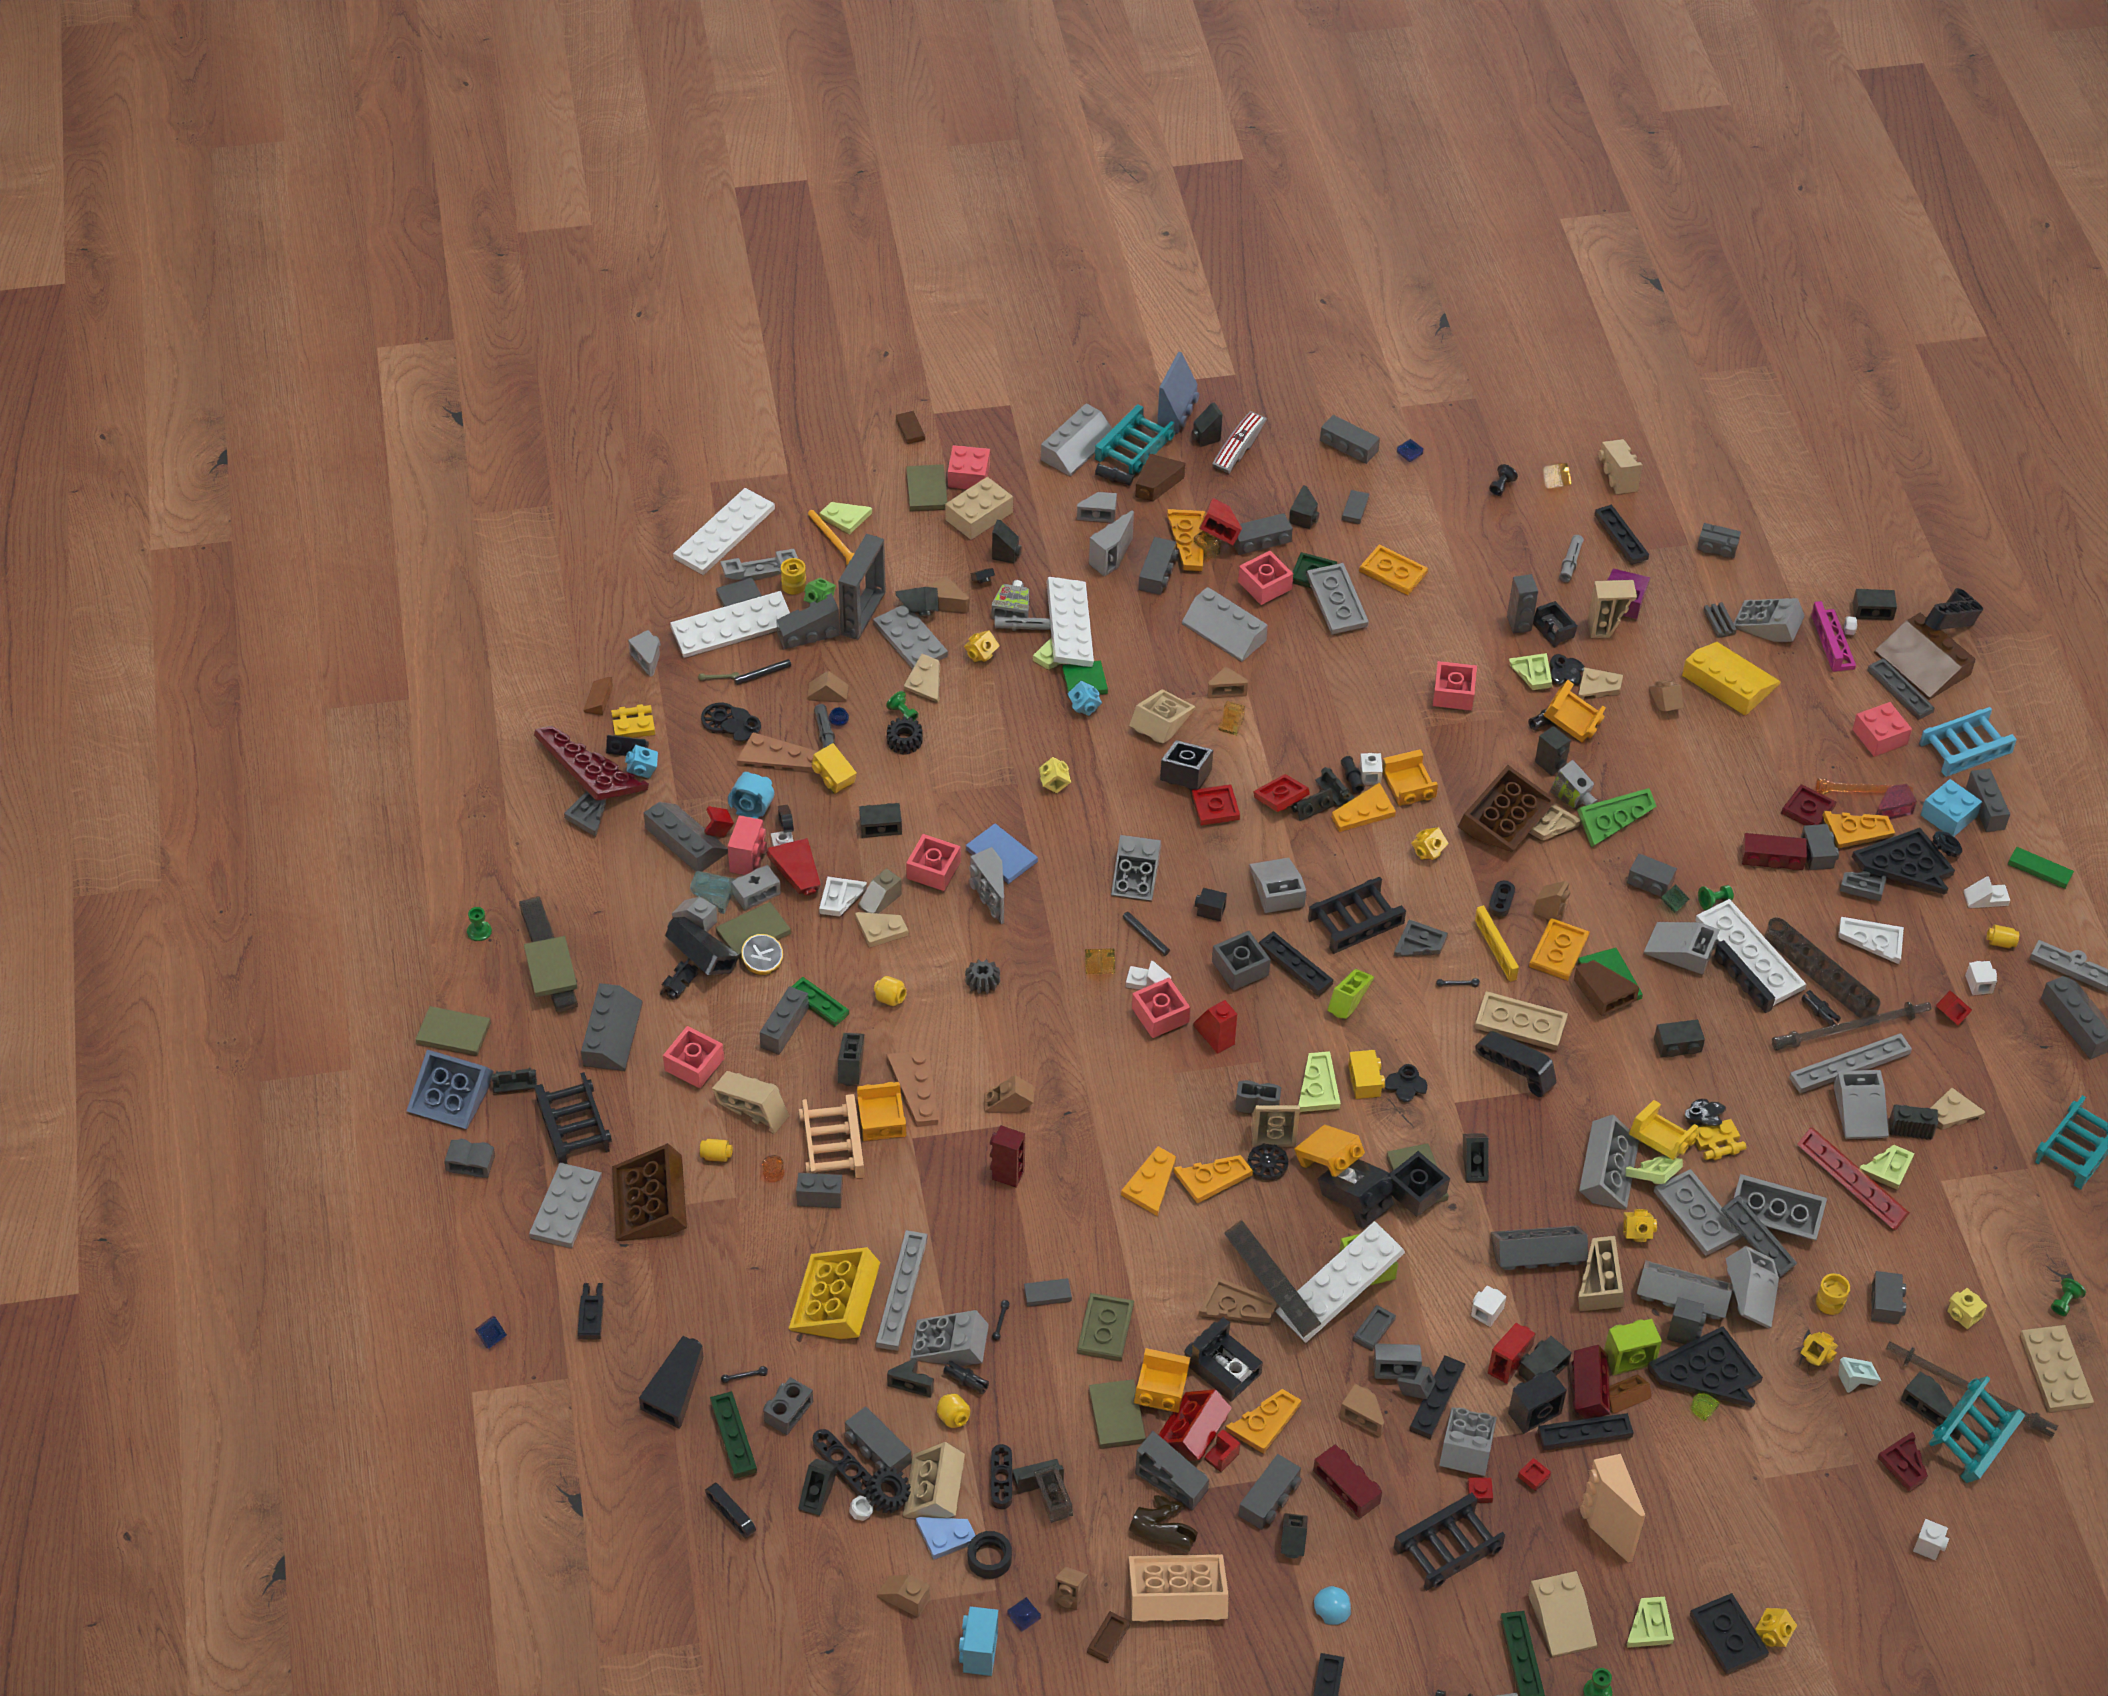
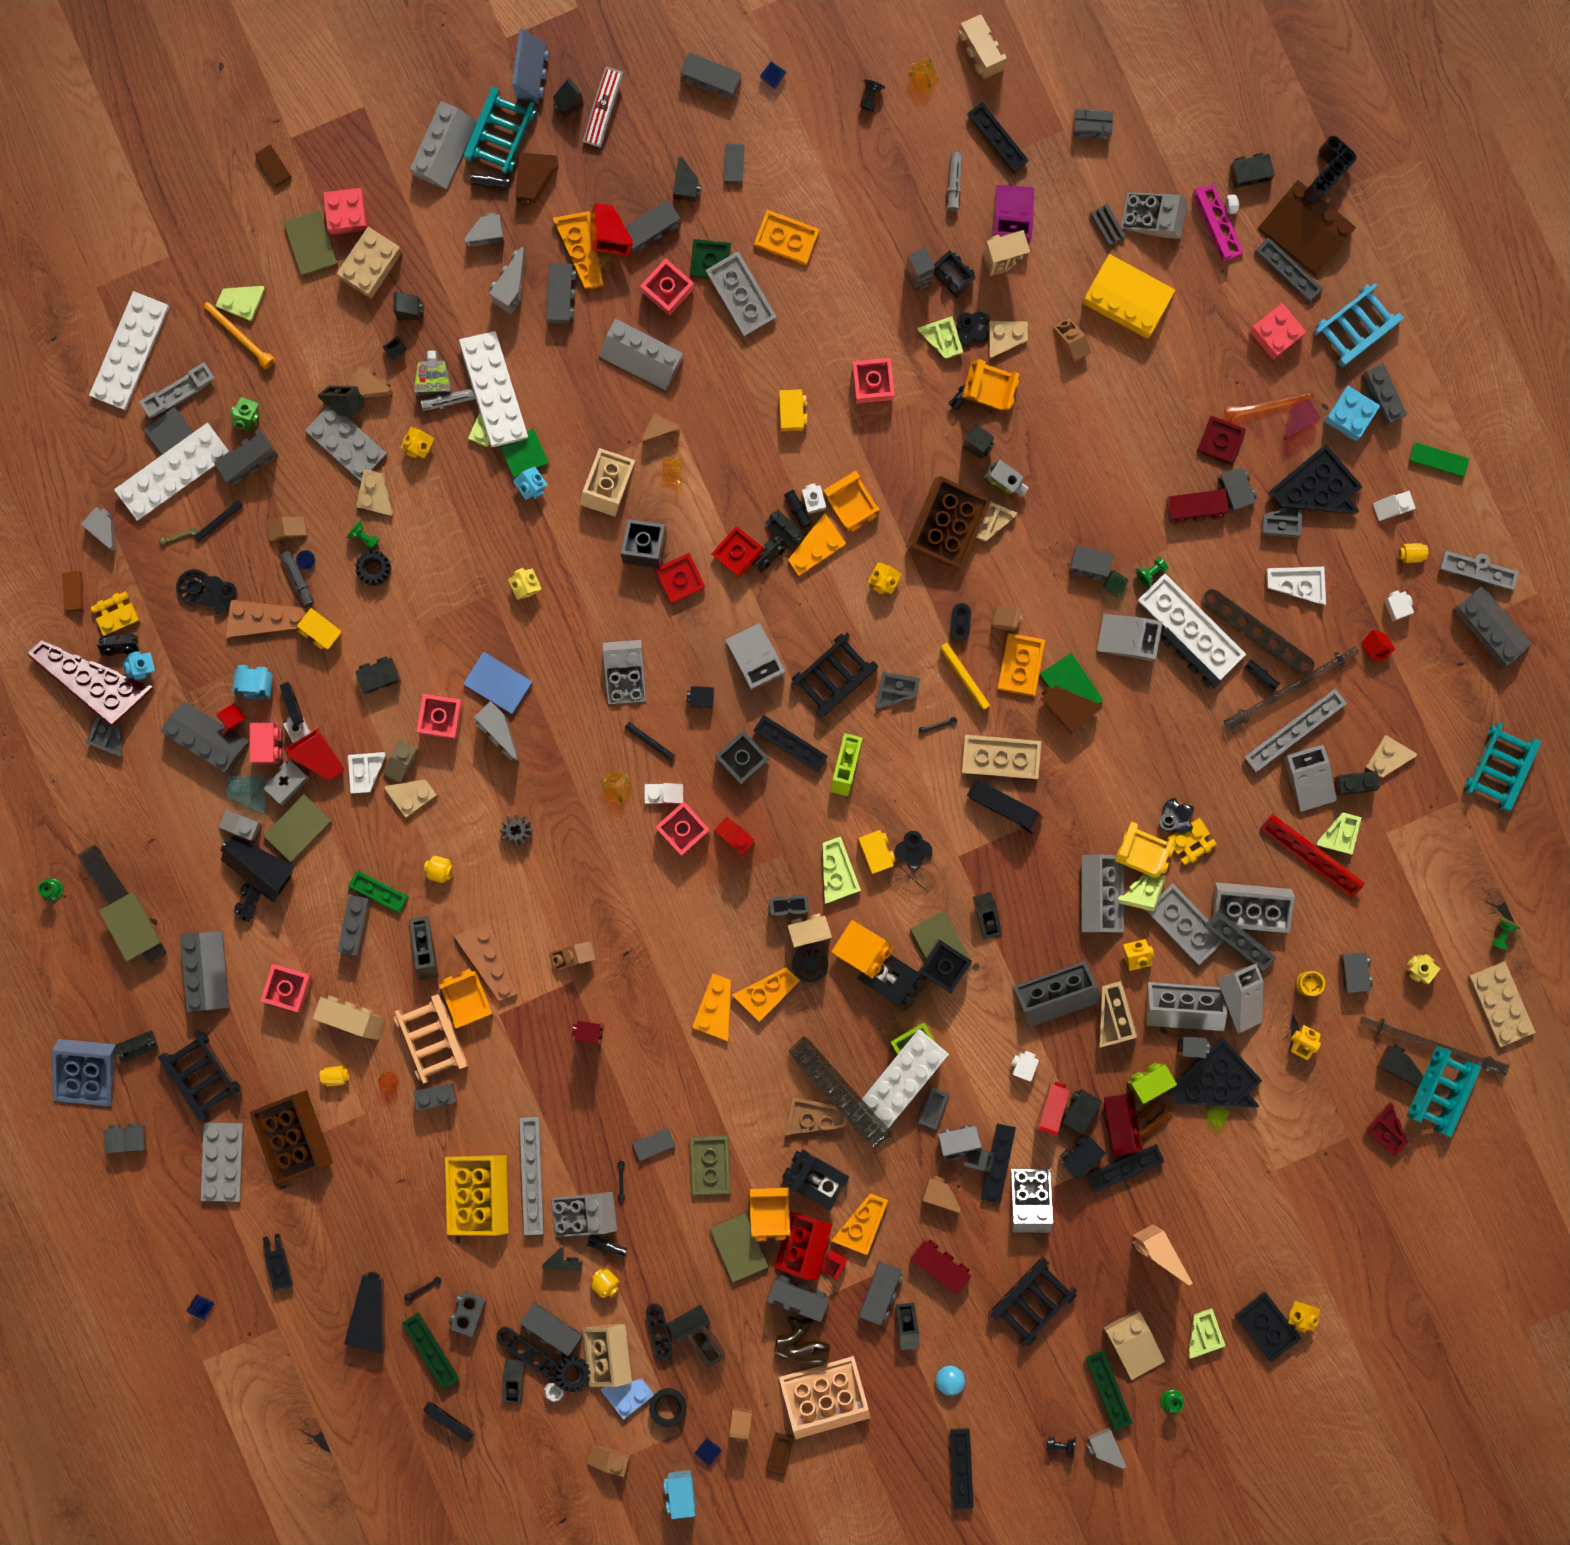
camera: 20 degrees left, 35 degrees up
(453, 1030) = (65, 1006): olive tile -> none
(761, 954) = (313, 856): tile -> none
(793, 576) = (214, 399): yellow wheel -> none
(857, 609) = (286, 412): dark grey window -> none
(1365, 695) = (792, 410): none -> yellow brick
(1481, 1489) = (1048, 1243): red plate -> none
(1534, 1474) = (1090, 1219): red plate -> none
(1611, 815) = (1046, 497): bright green wing -> none
(1679, 1038) = (1143, 742): pearl dark grey brick -> none
(1855, 830) = (1268, 458): light orange wing -> none
(1857, 1372) = (1341, 1056): light aqua slope -> none
(1931, 1540) = (1417, 1202): white brick -> none
(1947, 843) = (1355, 451): black gear -> none

